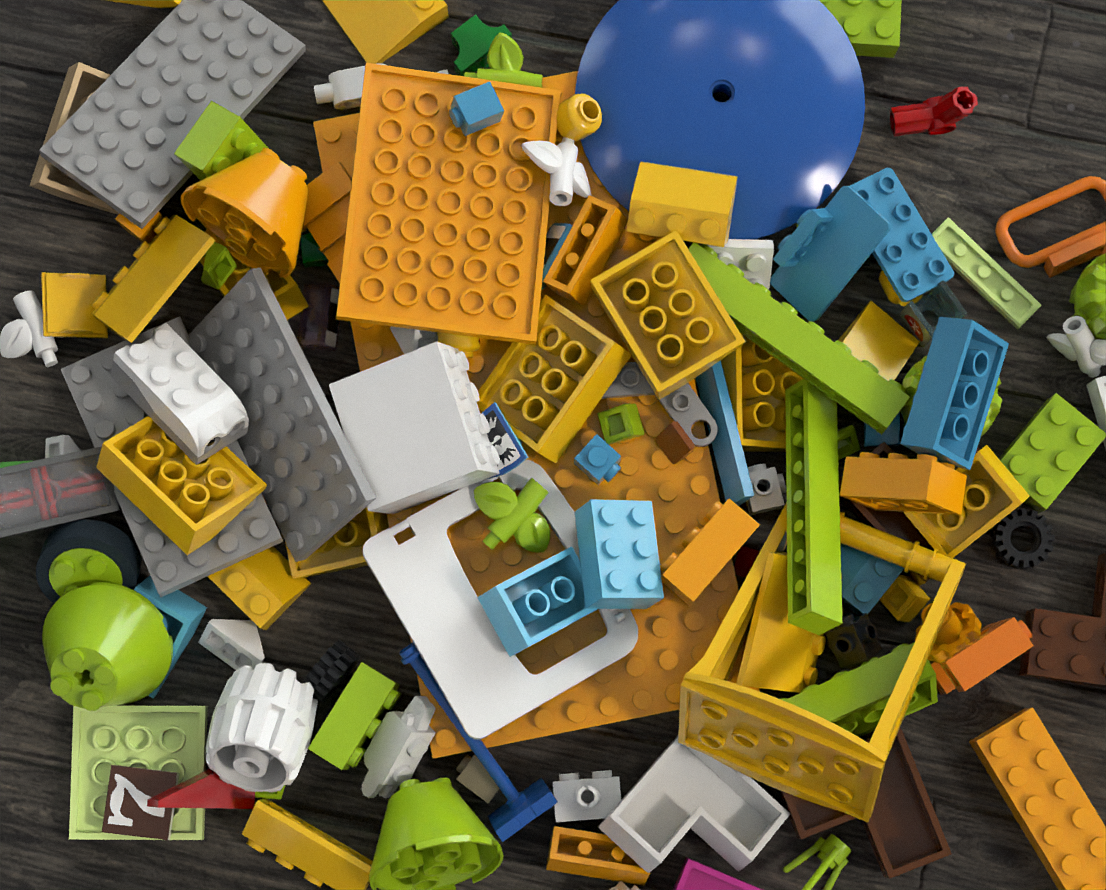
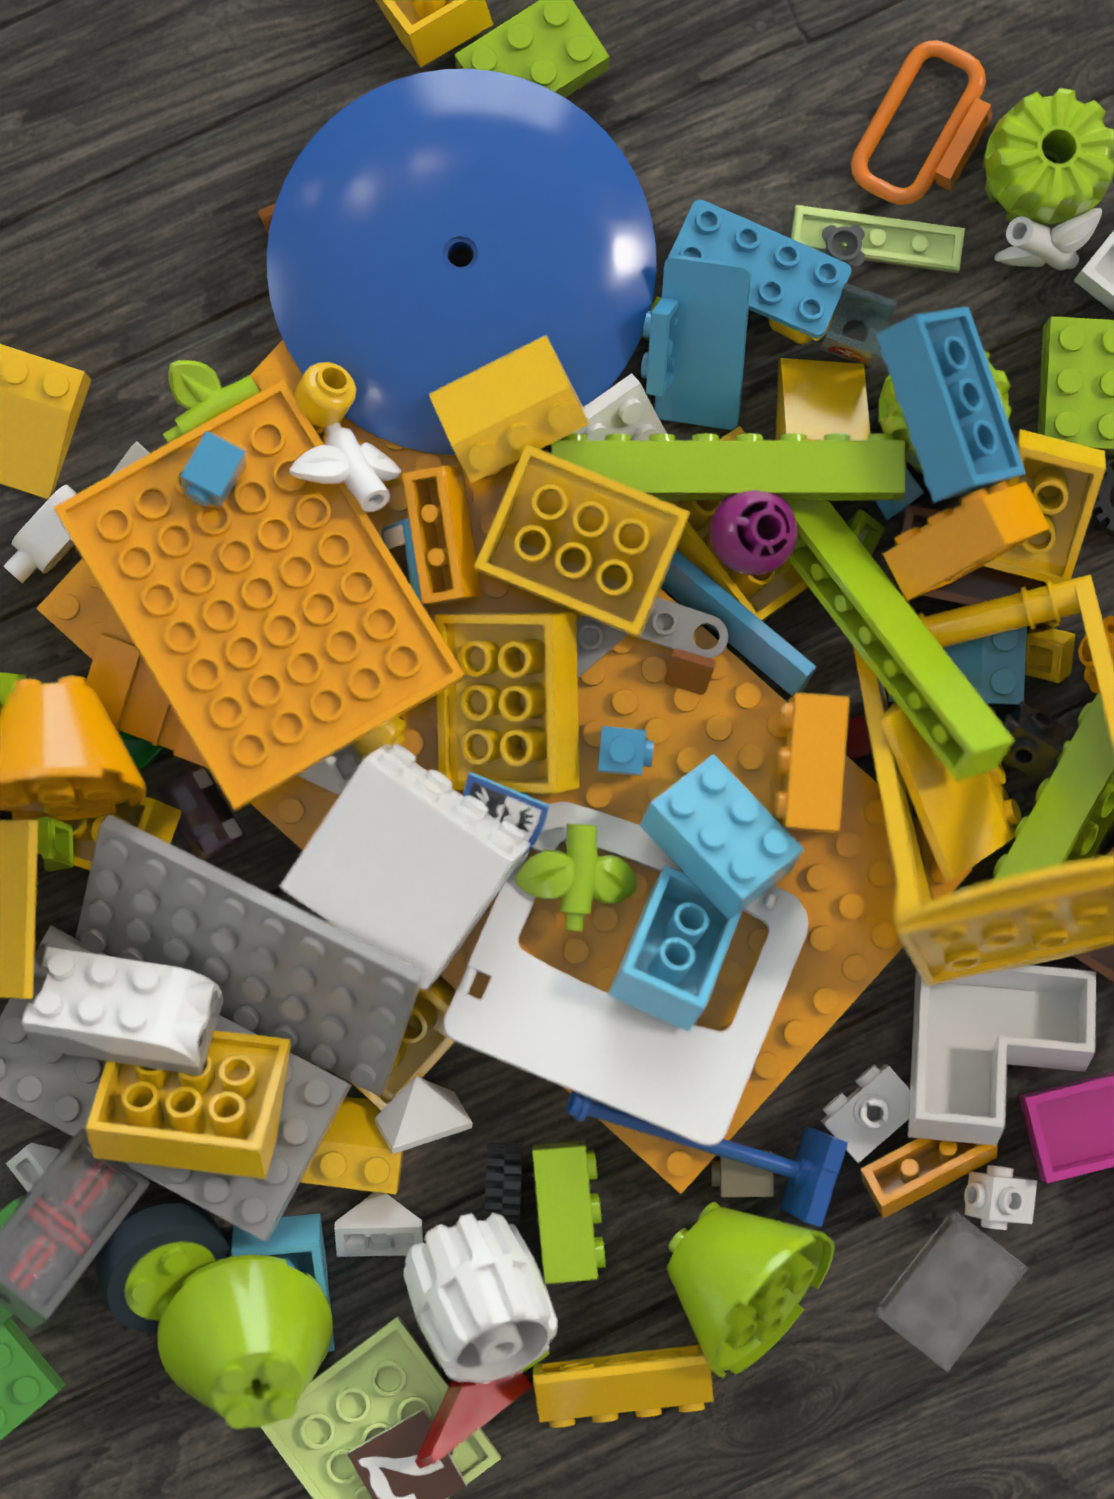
camera: 40 degrees left, 5 degrees up
(313, 593) = (421, 1115): none -> white slope
(398, 748) = (636, 1210): white hinge -> none
(473, 43) = (147, 390): green brick -> none
(621, 423) = (616, 692): lime slope -> none
(774, 485) = (825, 636): white brick -> none
(776, 386) = (753, 532): none -> magenta brick
(934, 115) = (699, 103): red piece -> none
(968, 259) = (852, 237): none -> dark grey plate

